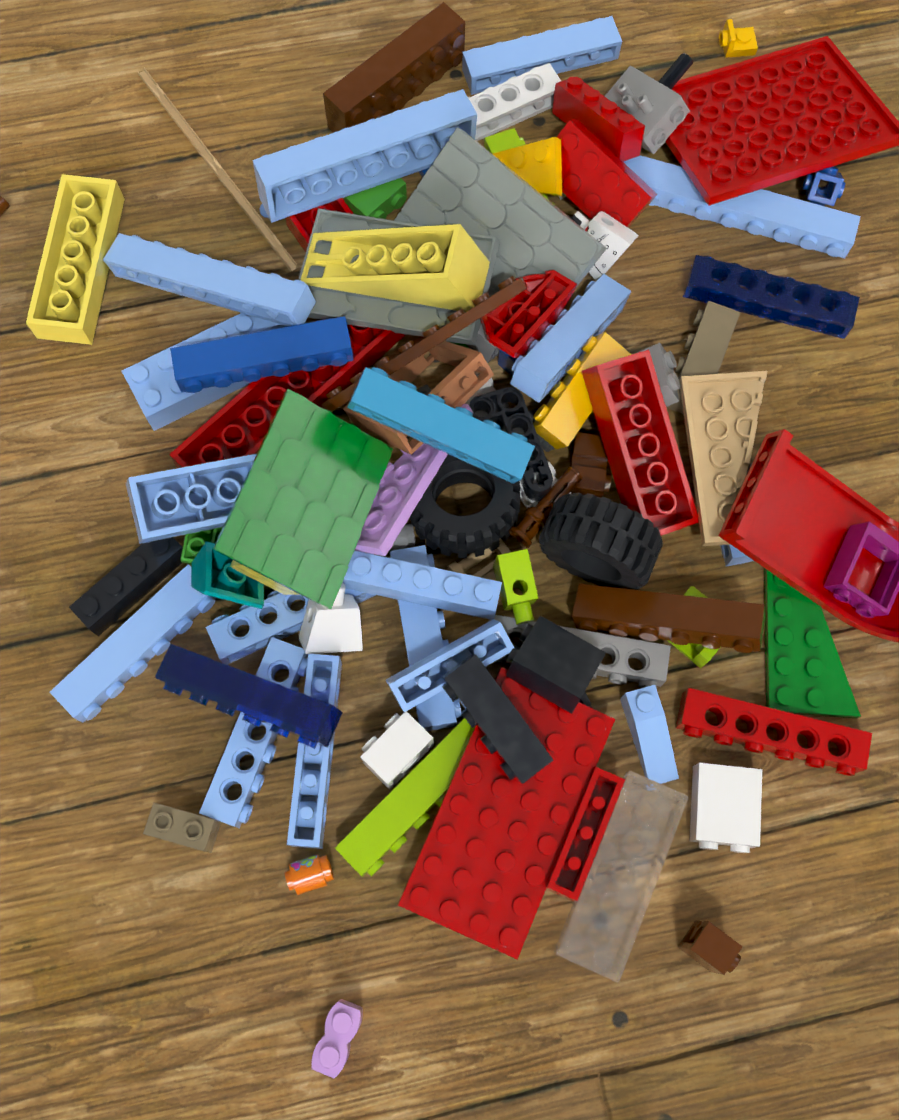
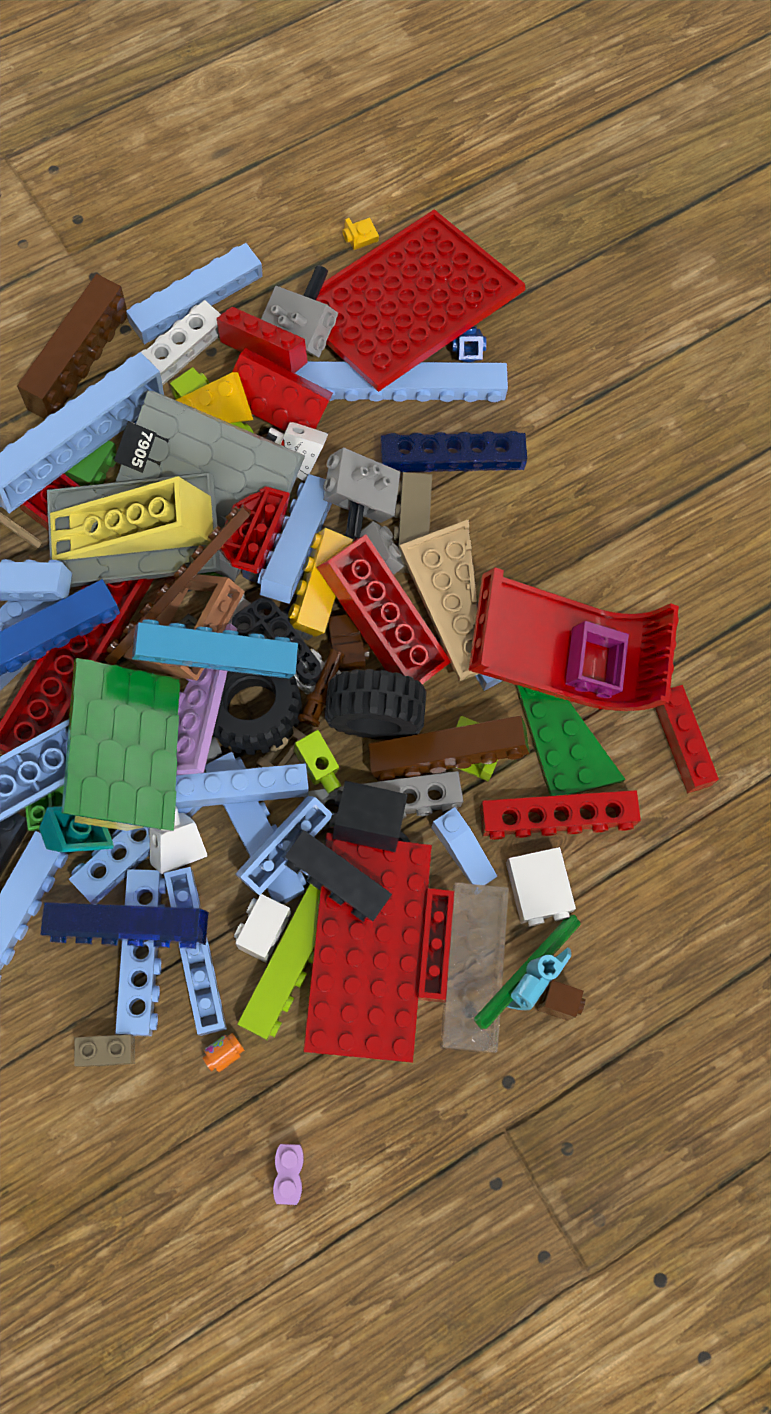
camera: 25 degrees left, 0 degrees up
(427, 187) = (136, 447): none -> black sticker
(657, 303) = (361, 487): none -> light grey piece
(680, 901) = (503, 996): none -> green axle
(694, 911) = (539, 974): none -> medium azure panel

